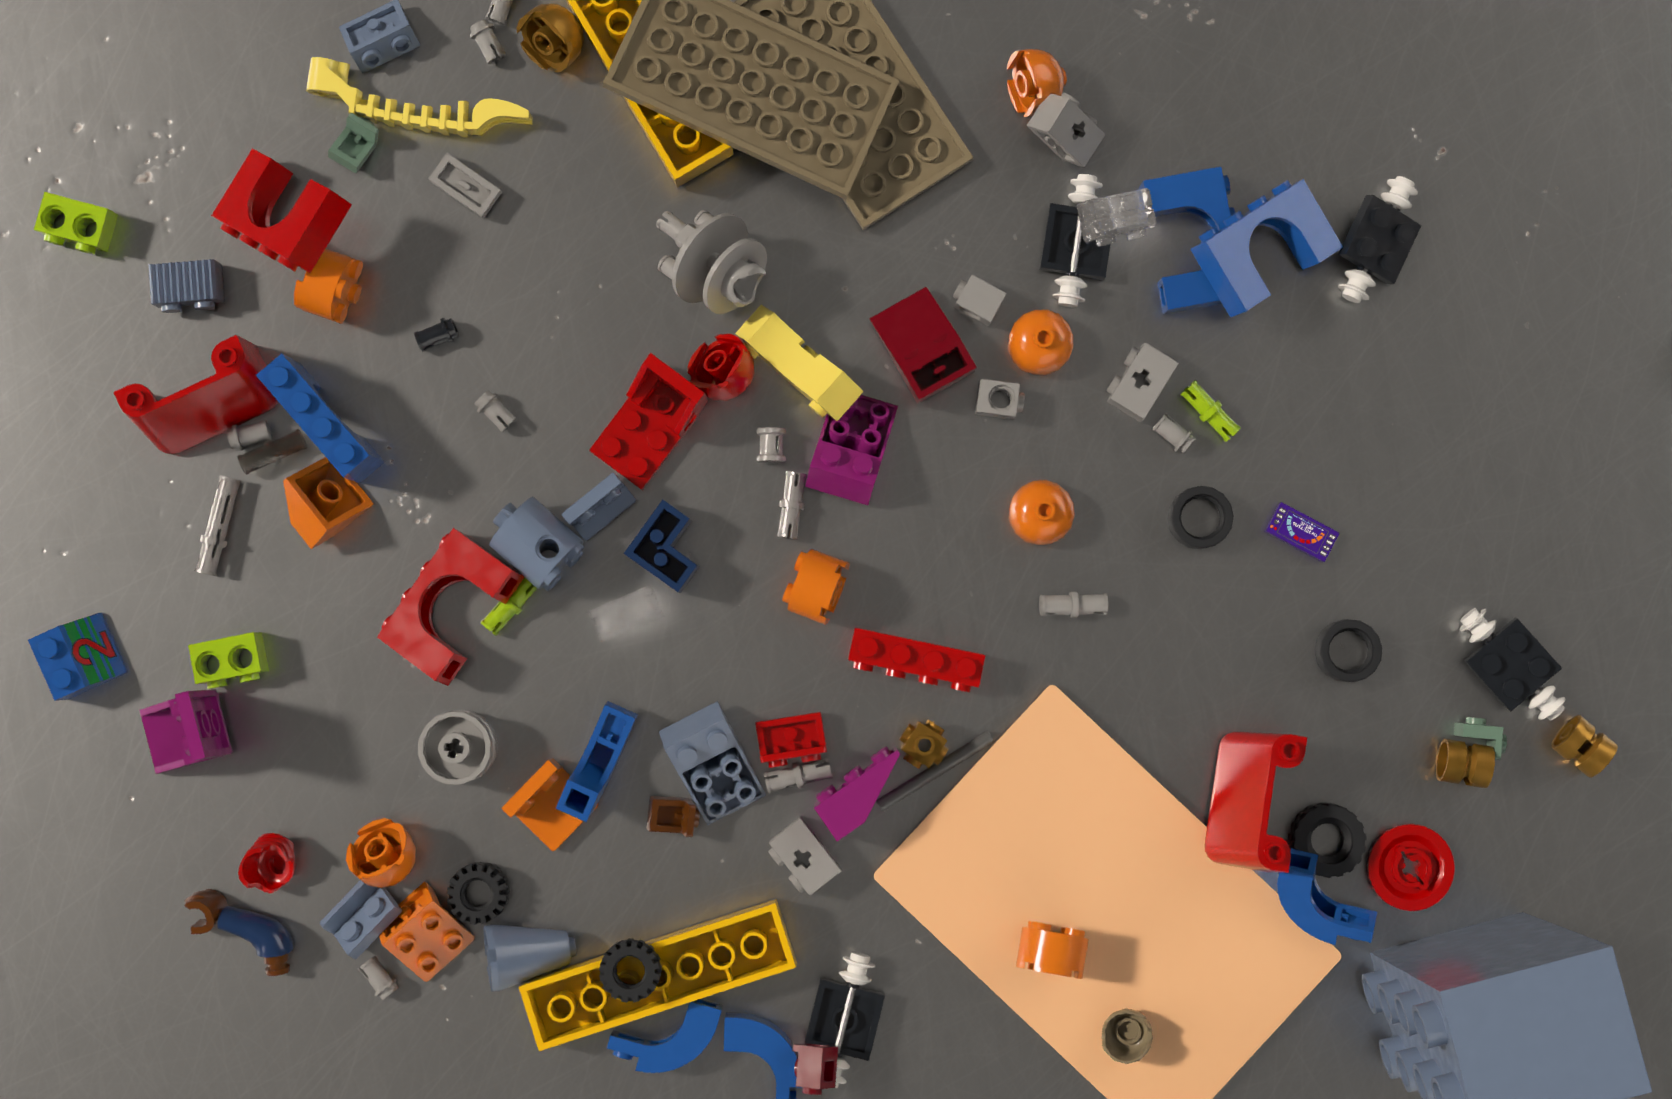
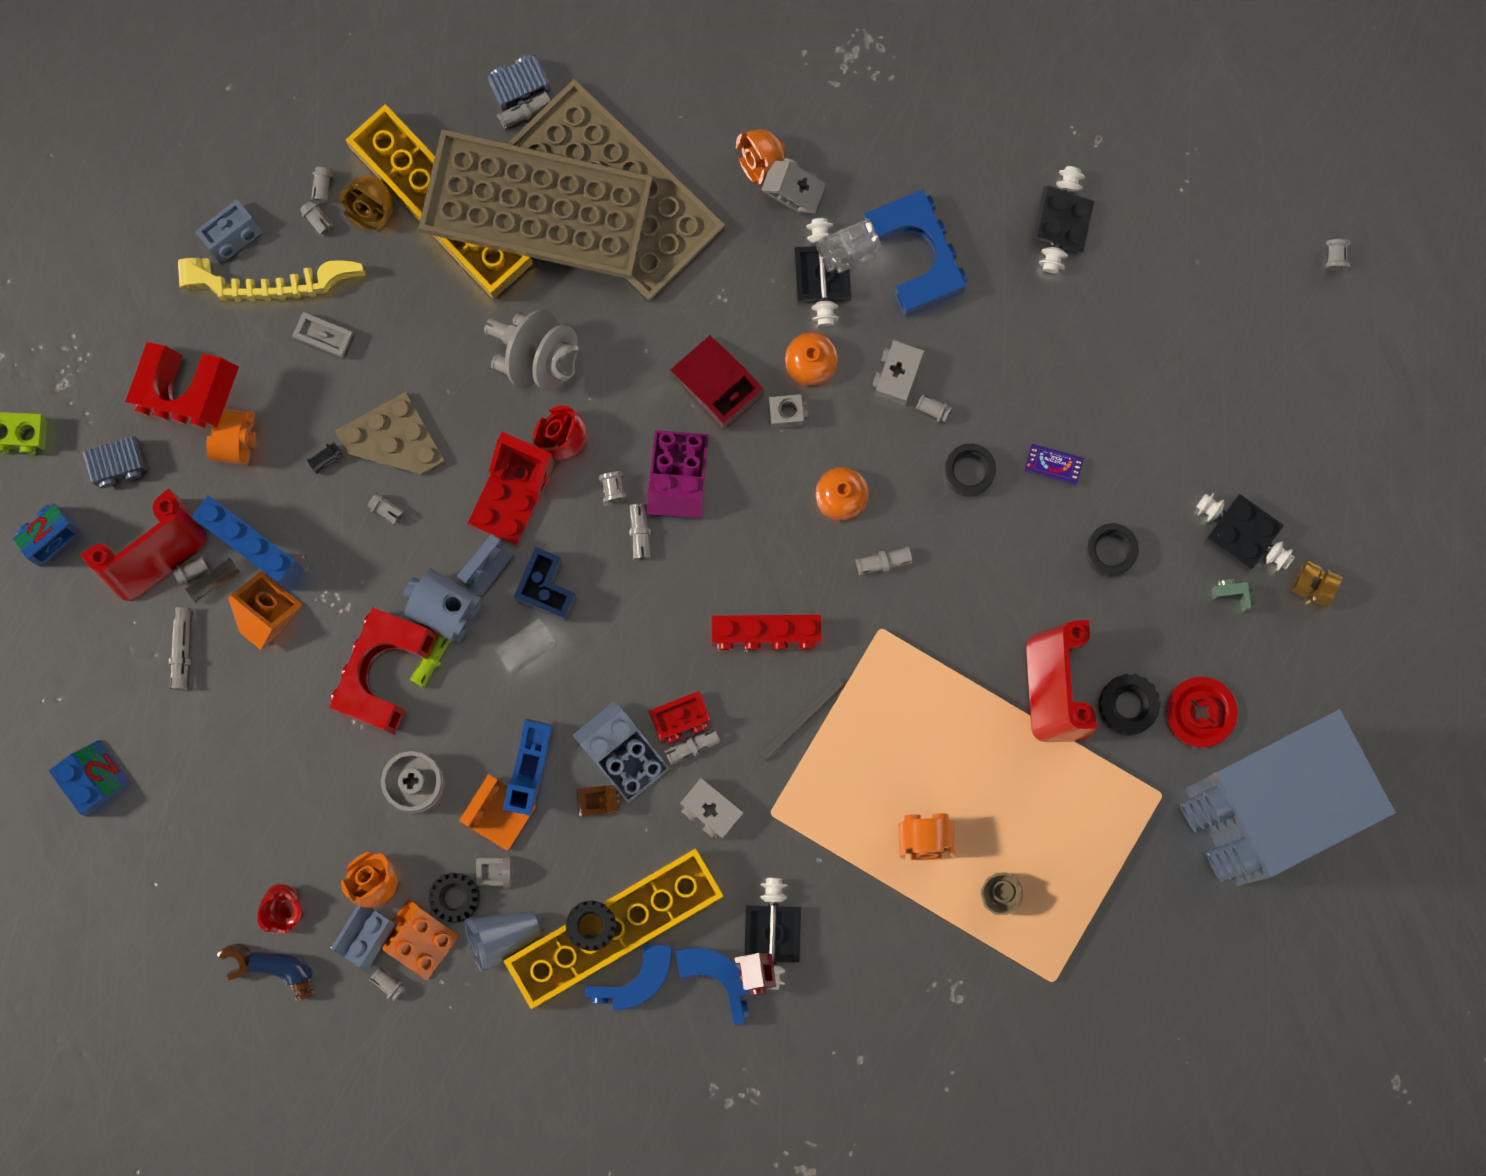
camera: 10 degrees left, 5 degrees down
(84, 355) = (45, 534): none -> blue slope
(186, 730) = (189, 817): magenta bracket -> none
(228, 653) = (210, 747): lime brick -> none
(354, 143) = (227, 320): sand green bracket -> none
(522, 326) = (392, 437): none -> dark tan plate
(532, 872) = (494, 872): none -> light grey tile
(811, 374) = (631, 423): light yellow brick -> none
(816, 585) = (673, 589): orange brick -> none
(851, 802) = (739, 756): magenta slope -> none
(911, 738) = (783, 708): pearl gold brick -> none
(978, 299) = (754, 336): light grey brick -> none
(1210, 410) = (959, 383): lime pin -> none
(1226, 252) = (941, 256): arch -> none
(1316, 911) = (1126, 759): blue arch -> none
(1471, 764) = (1225, 618): pearl gold wheel -> none

